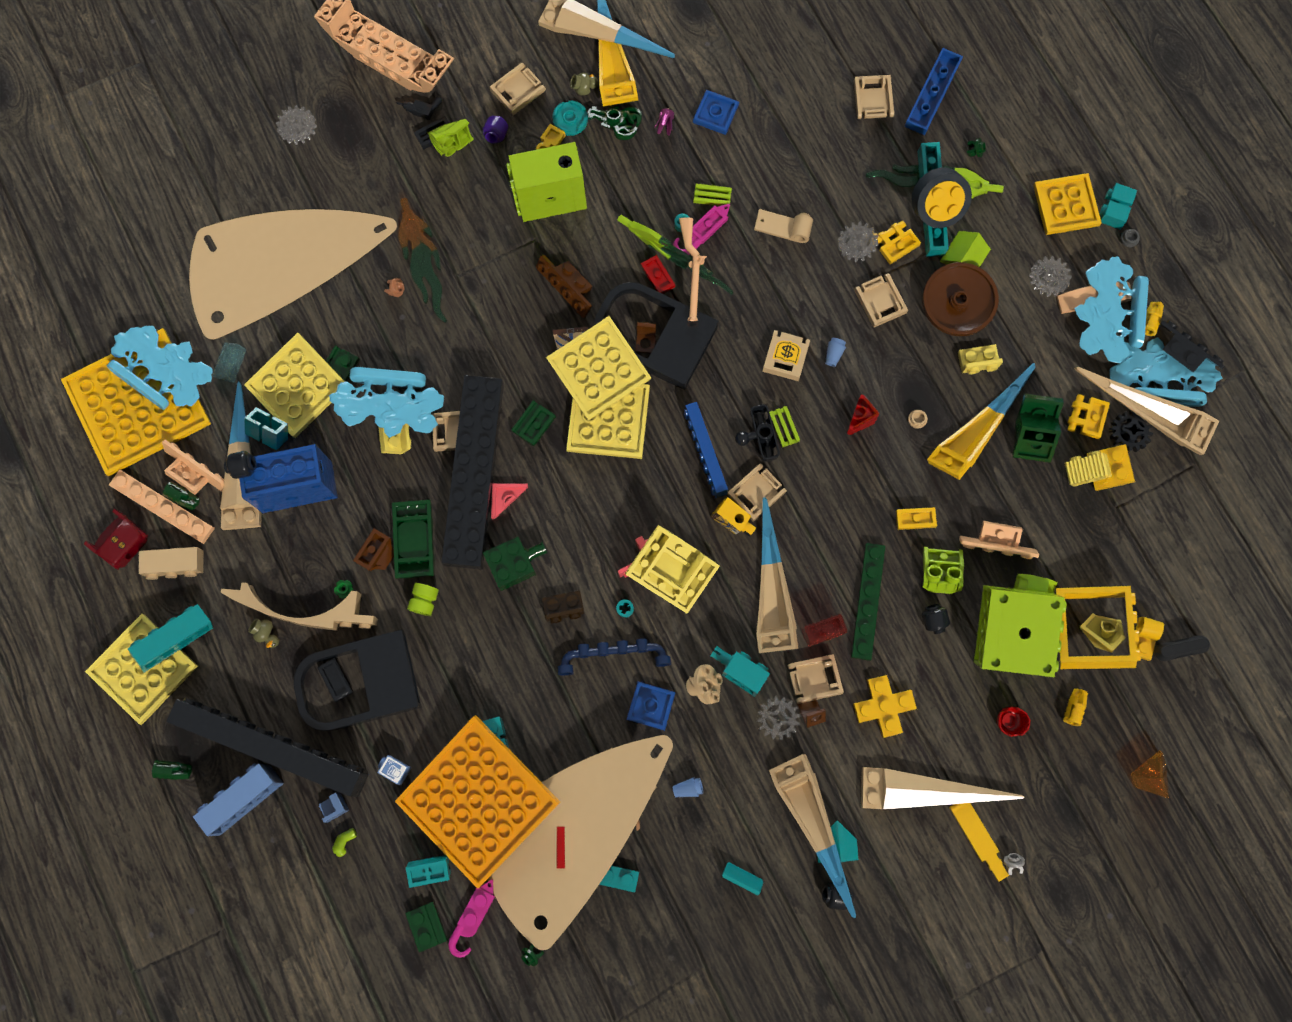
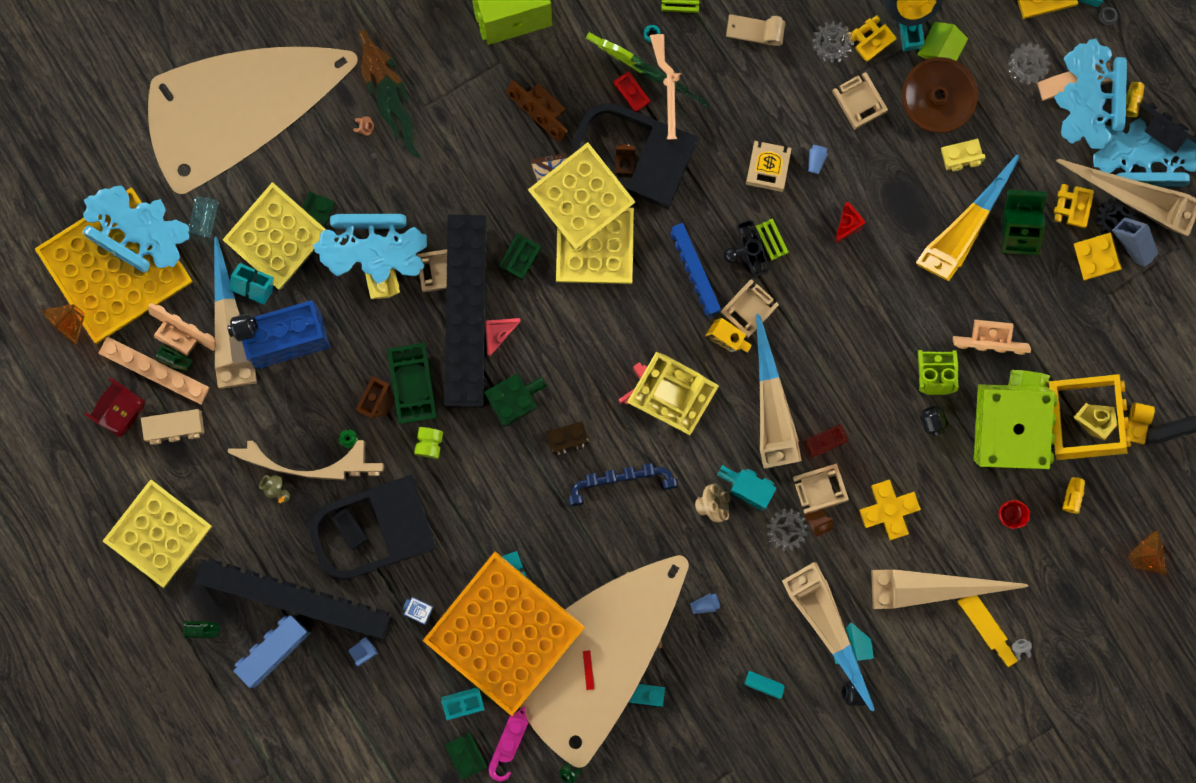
camera: 10 degrees left, 5 degrees up
(80, 450) = (66, 320): none -> clear orange slope
(170, 638) = (184, 501): teal brick -> none
(341, 840) = (374, 683): lime arm -> none
(621, 603) = (632, 439): teal bush -> none
(651, 706) = (662, 528): blue tile -> none
(707, 226) = (677, 37): dark pink plate -> none
(868, 602) = (867, 408): dark green plate -> none
(916, 518) = (908, 322): yellow plate -> none
(917, 419) = (904, 221): tan plate -> none
(1088, 469) = (1074, 260): light yellow brick -> none
(1152, 454) = (1136, 240): none -> sand blue slope

